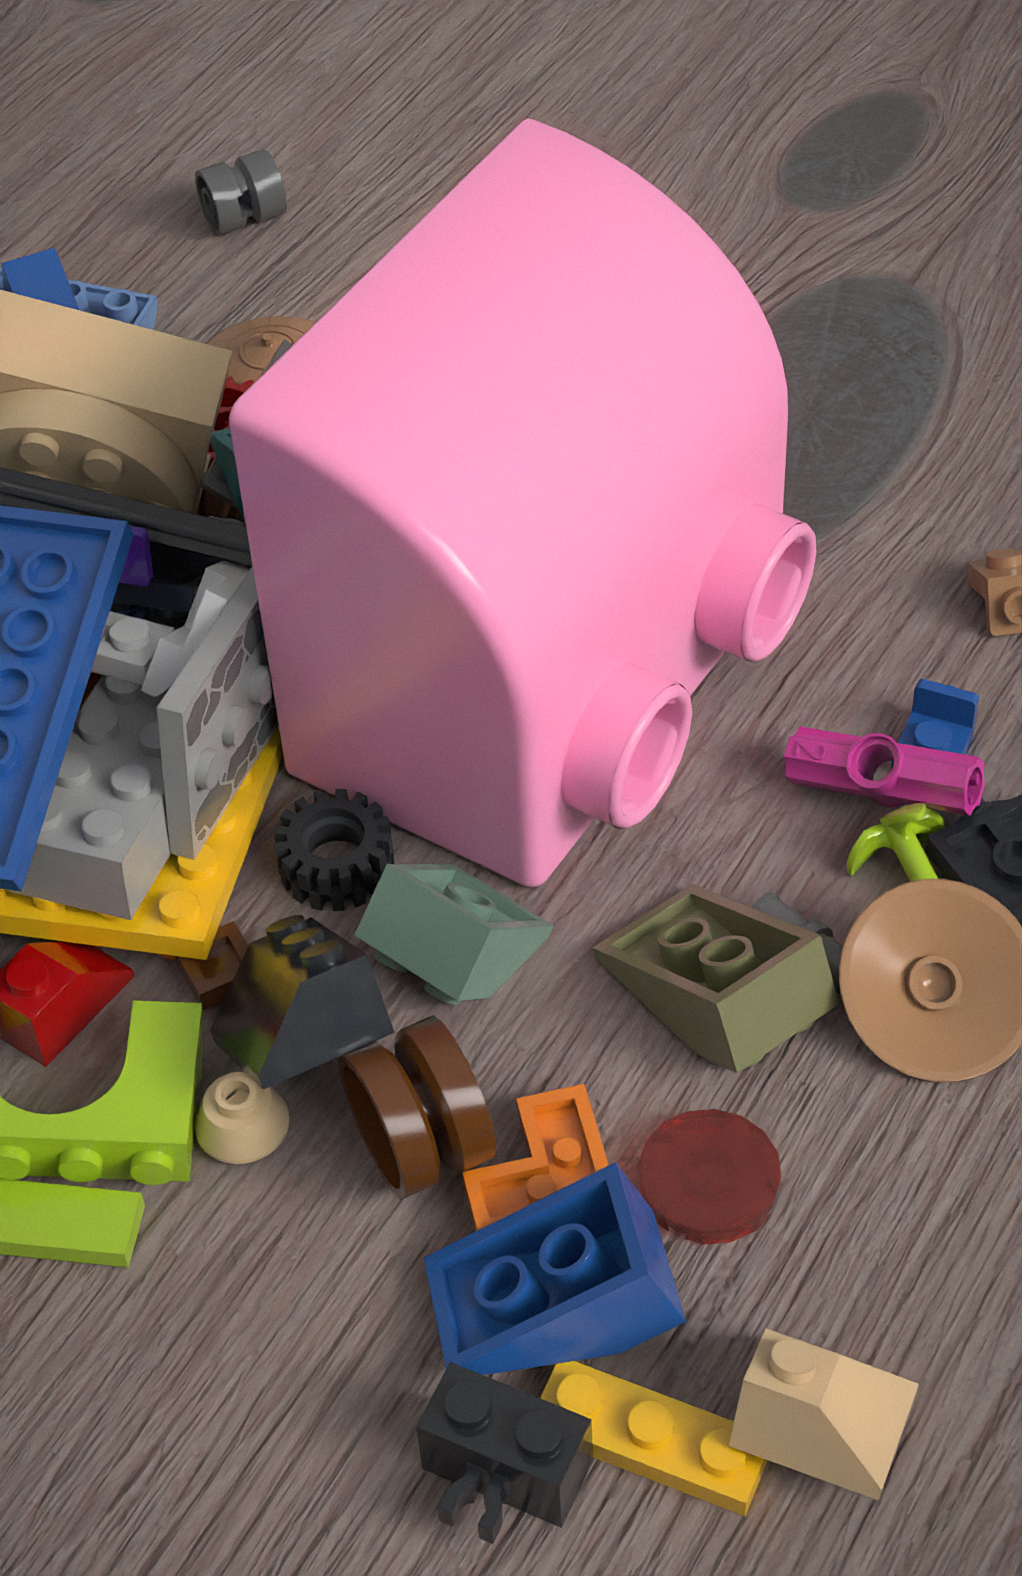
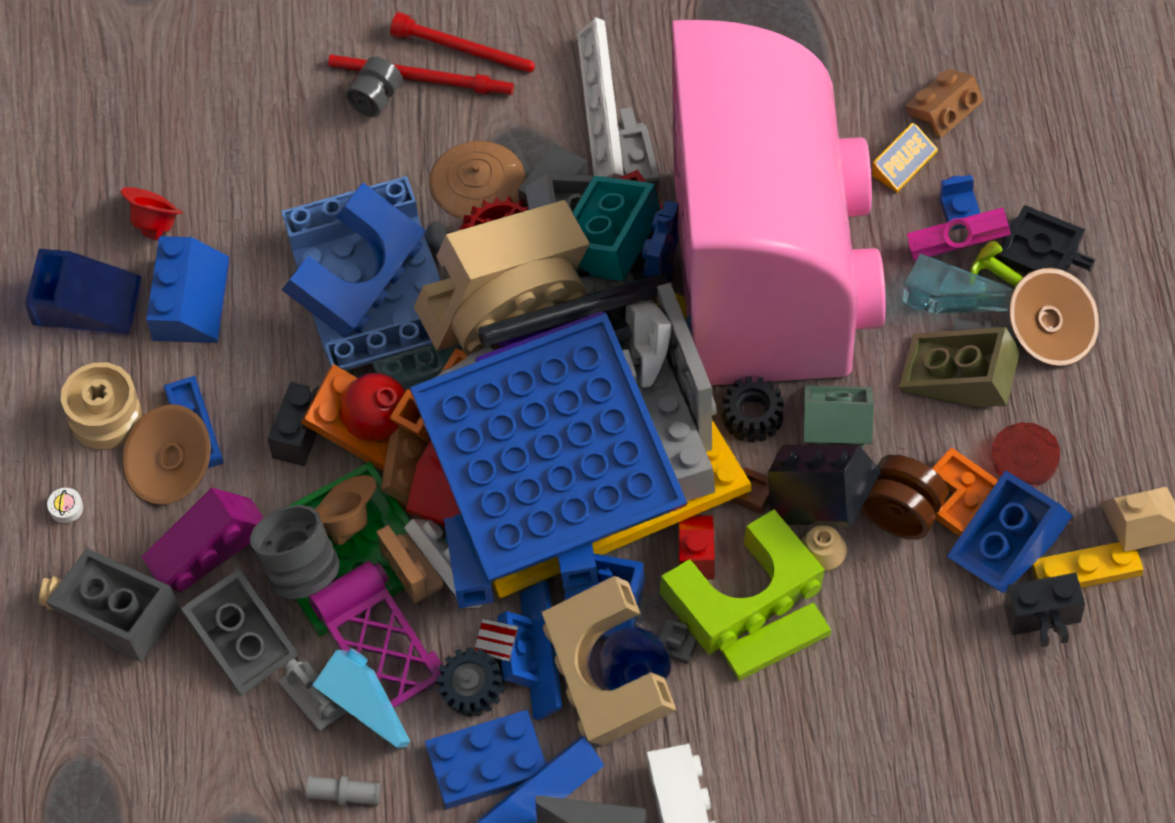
camera: 35 degrees left, 10 degrees up
(323, 213) = (481, 83): none -> red bar
(357, 153) = (404, 26): none -> red piece
(798, 843) = (948, 289): none -> clear light blue slope
(900, 629) = (903, 158): none -> slope

